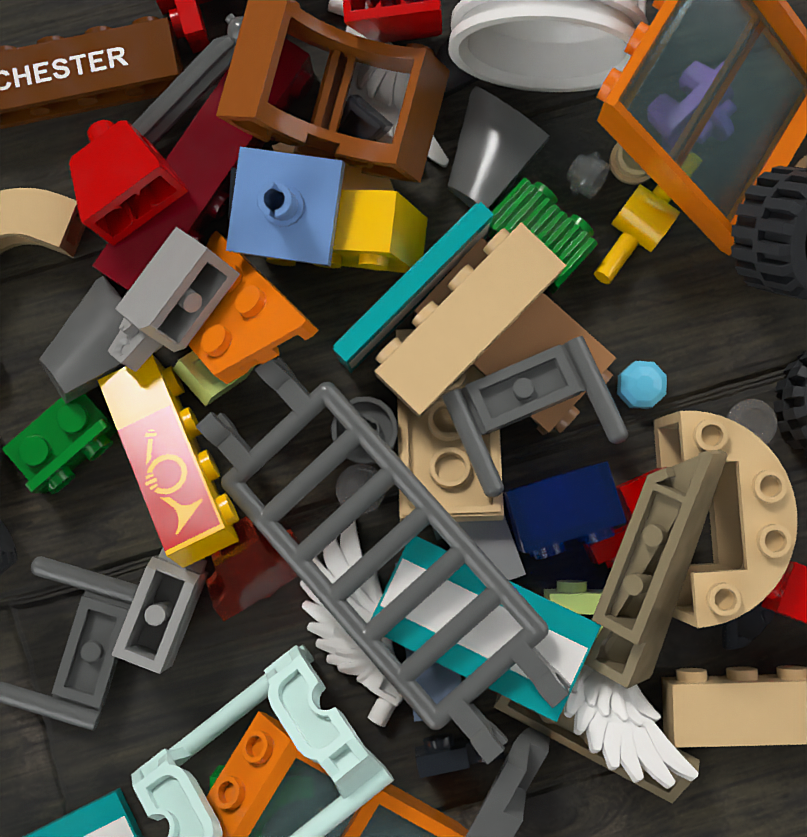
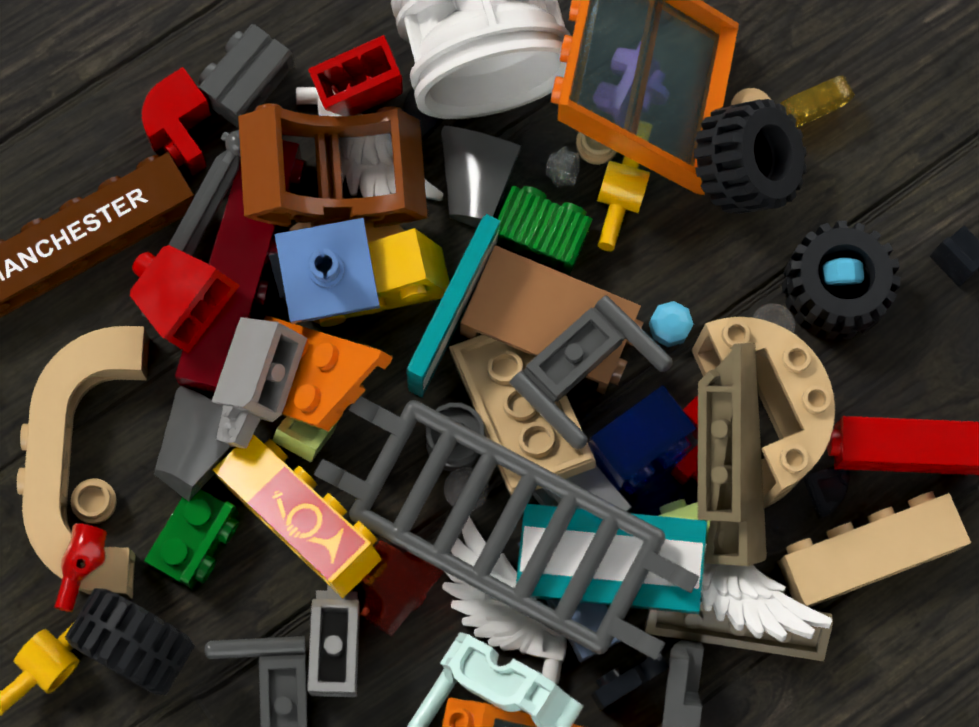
camera: 30 degrees left, 10 degrees down
(363, 120) = (361, 183): black tile -> none
(469, 319) = (509, 314): tan brick -> none

